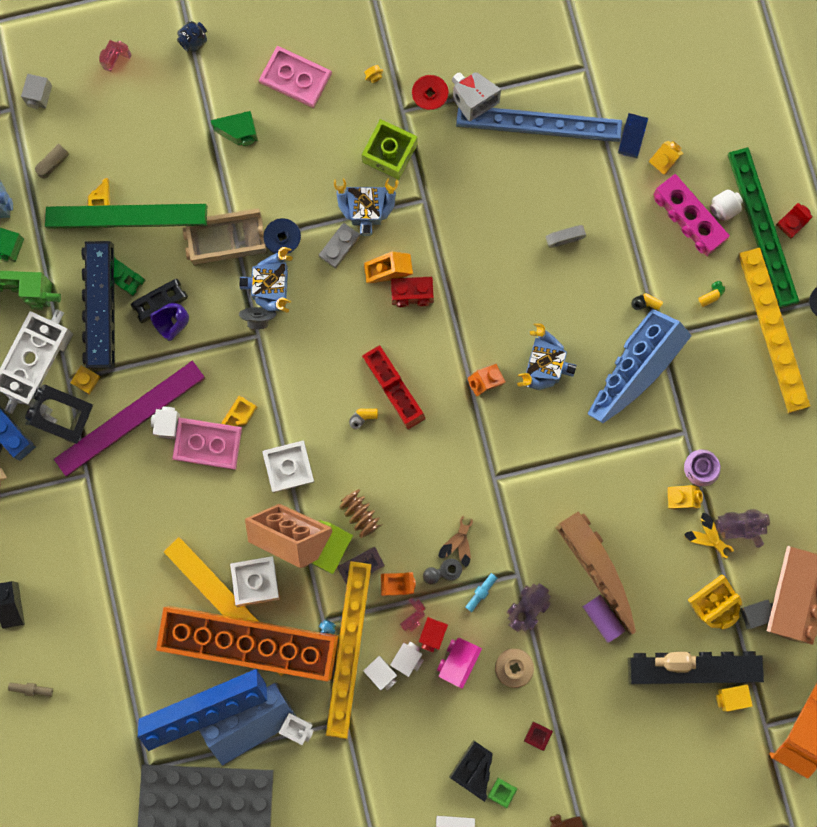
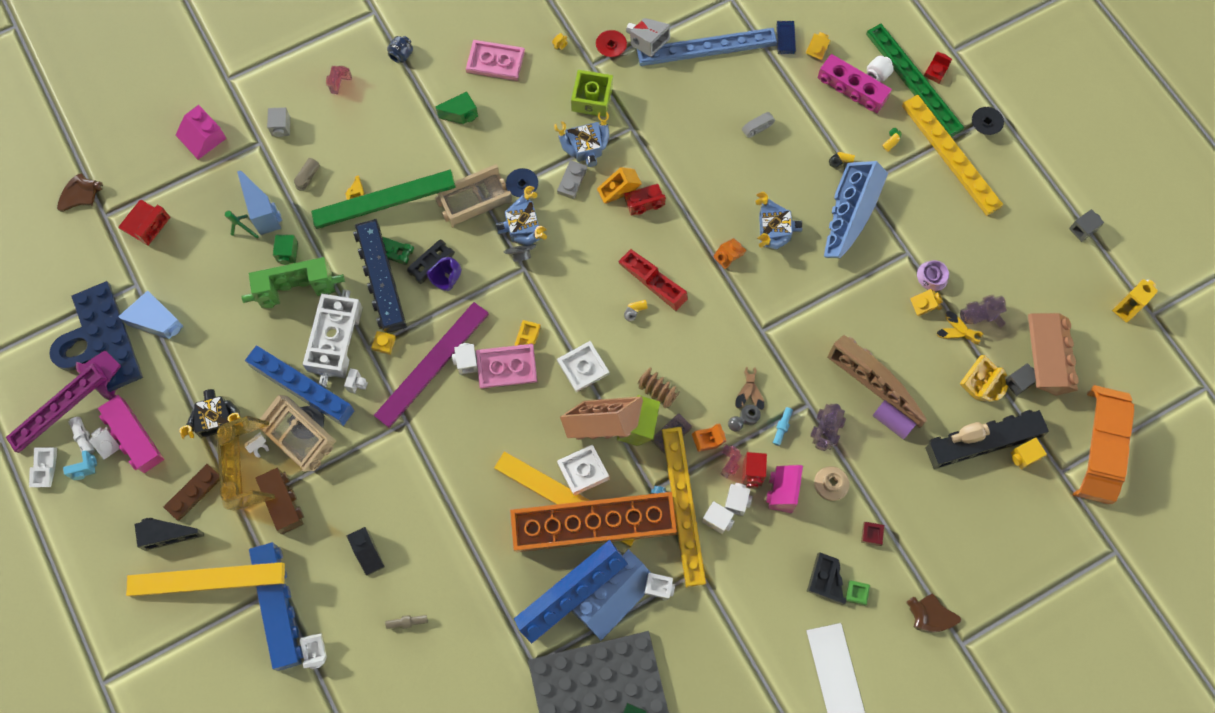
camera: 20 degrees left, 10 degrees down
(36, 420) = (350, 380): black panel -> none

